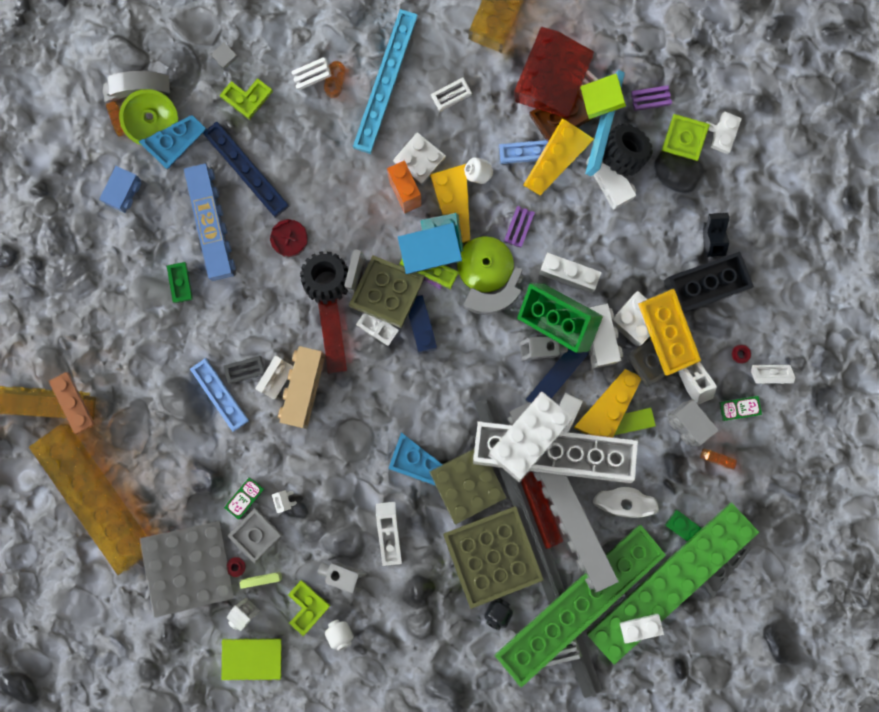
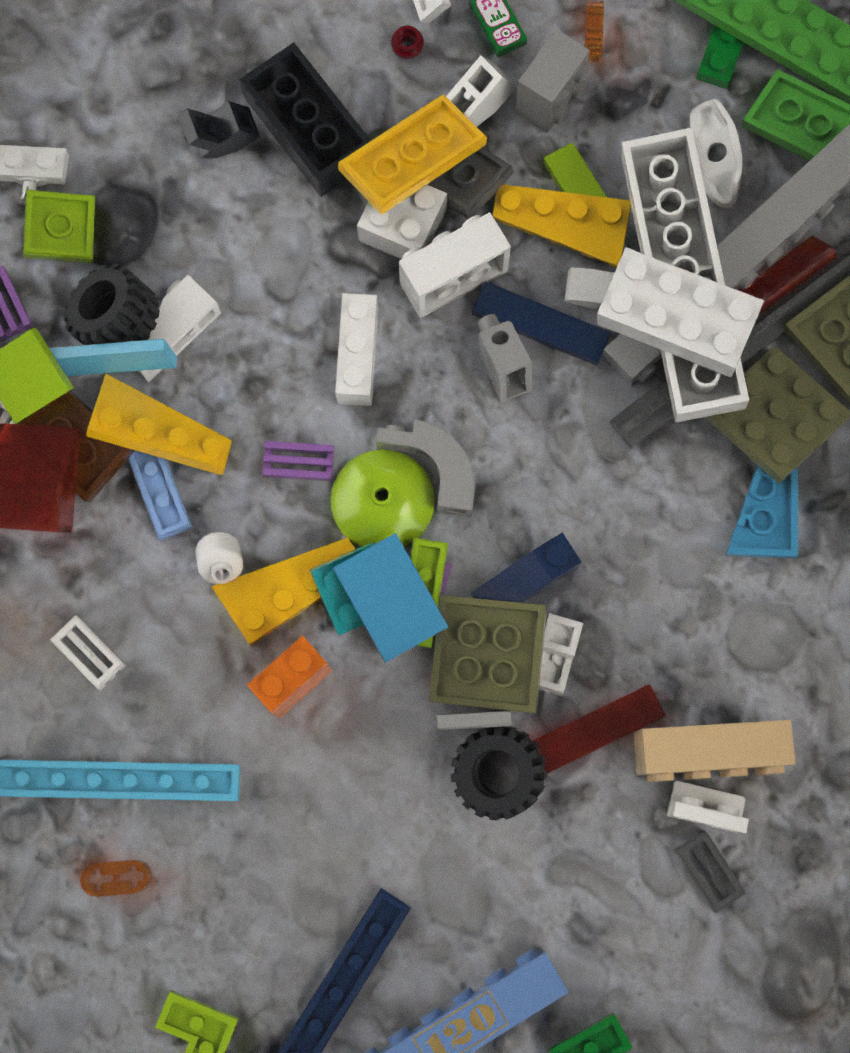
camera: 100 degrees left, 5 degrees down
(219, 394) = (769, 903): light blue tile -> none
(289, 238) = (442, 868): dark red tile -> none
(323, 61) = (135, 949): white tile -> none
(420, 158) = (221, 673): white plate -> none
(559, 317) = (447, 334): green brick -> none

